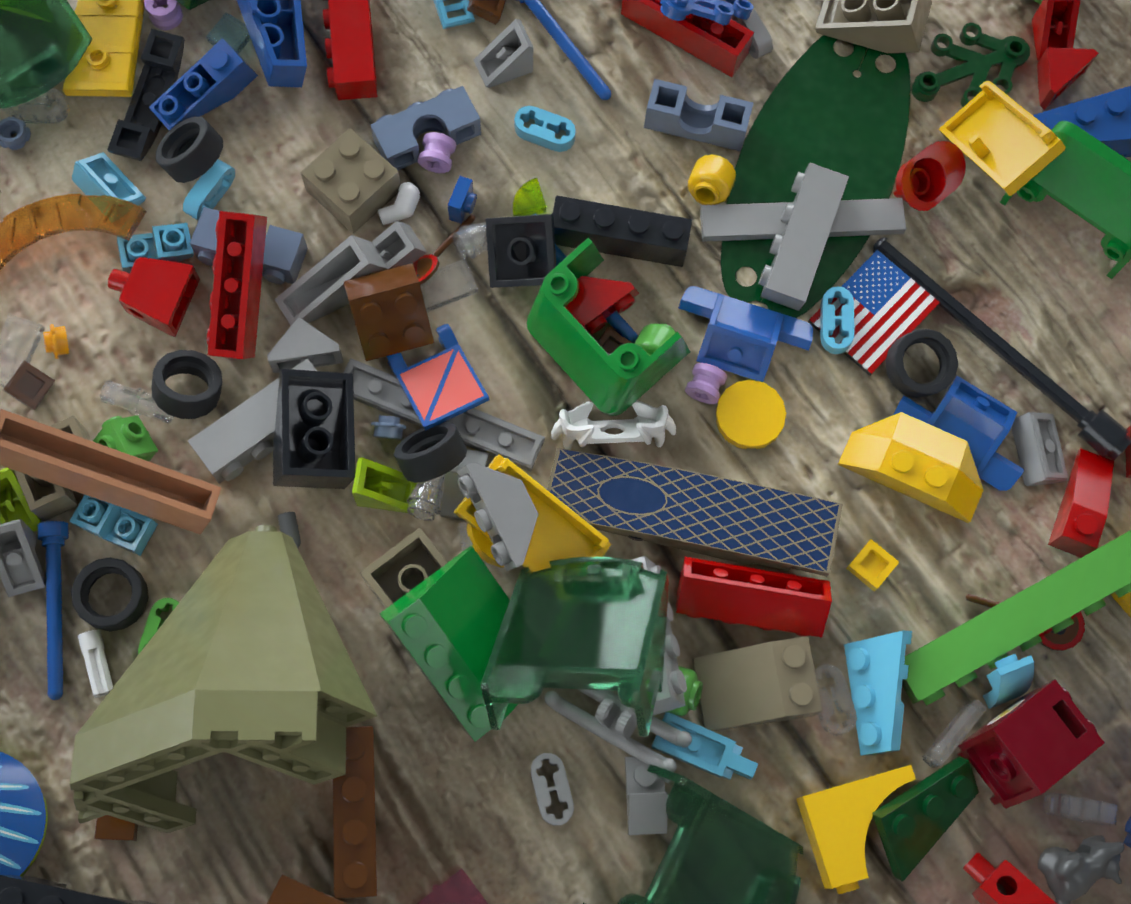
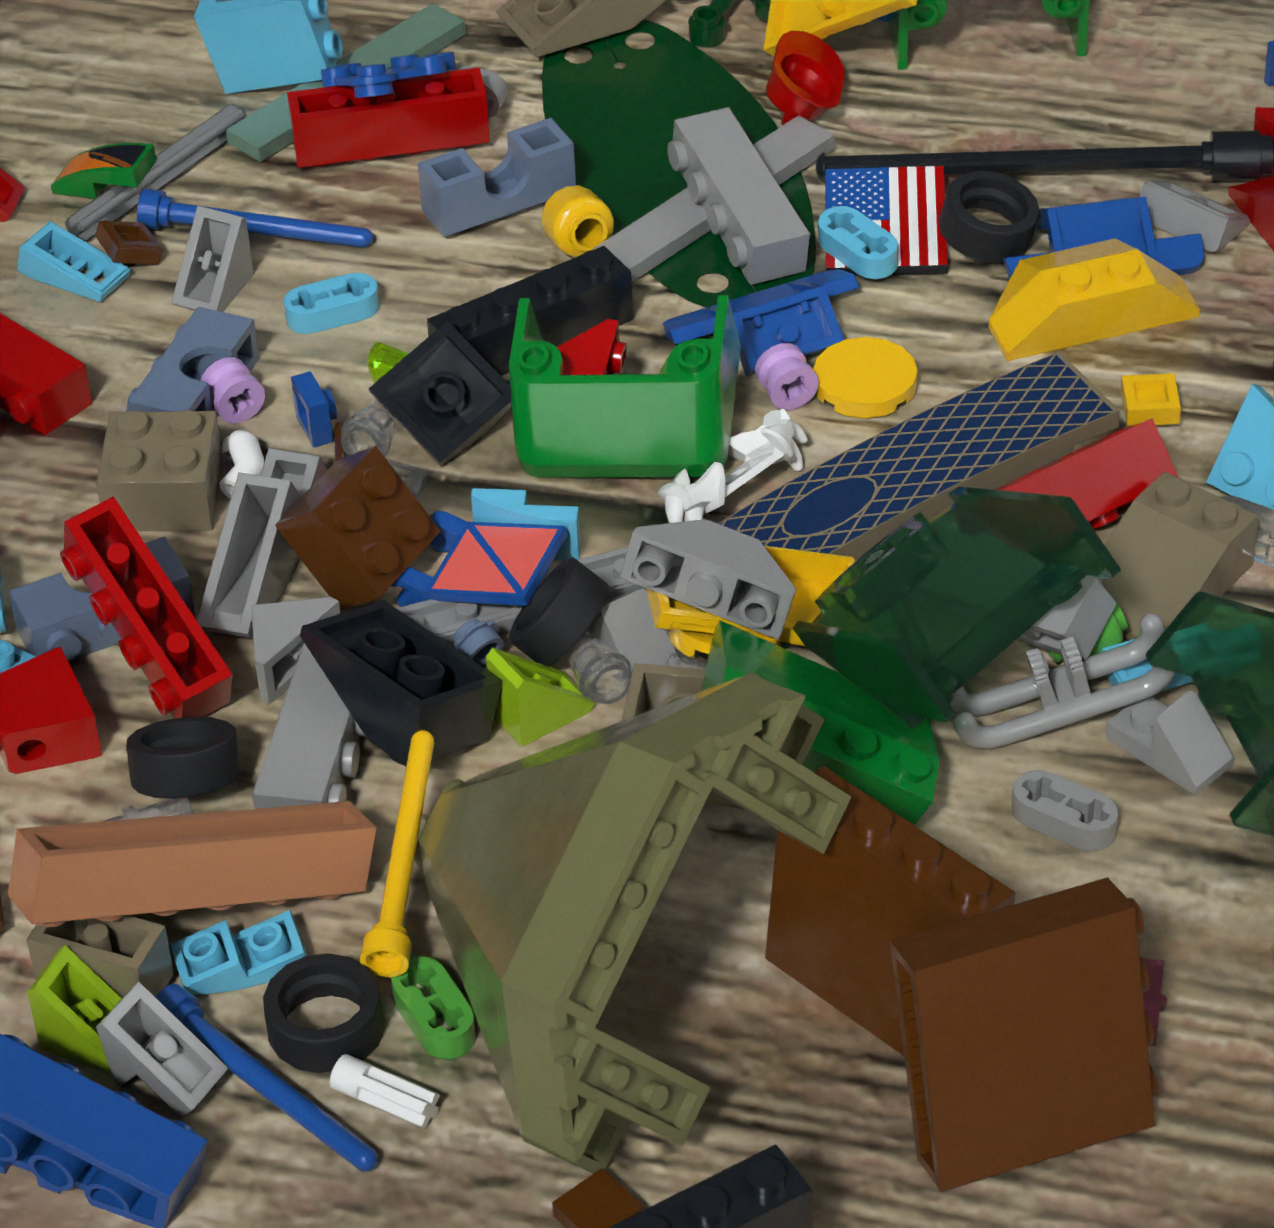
camera: 35 degrees left, 30 degrees down
(159, 589) = (387, 945): none -> yellow piece
(482, 361) = (512, 508): none -> medium azure slope

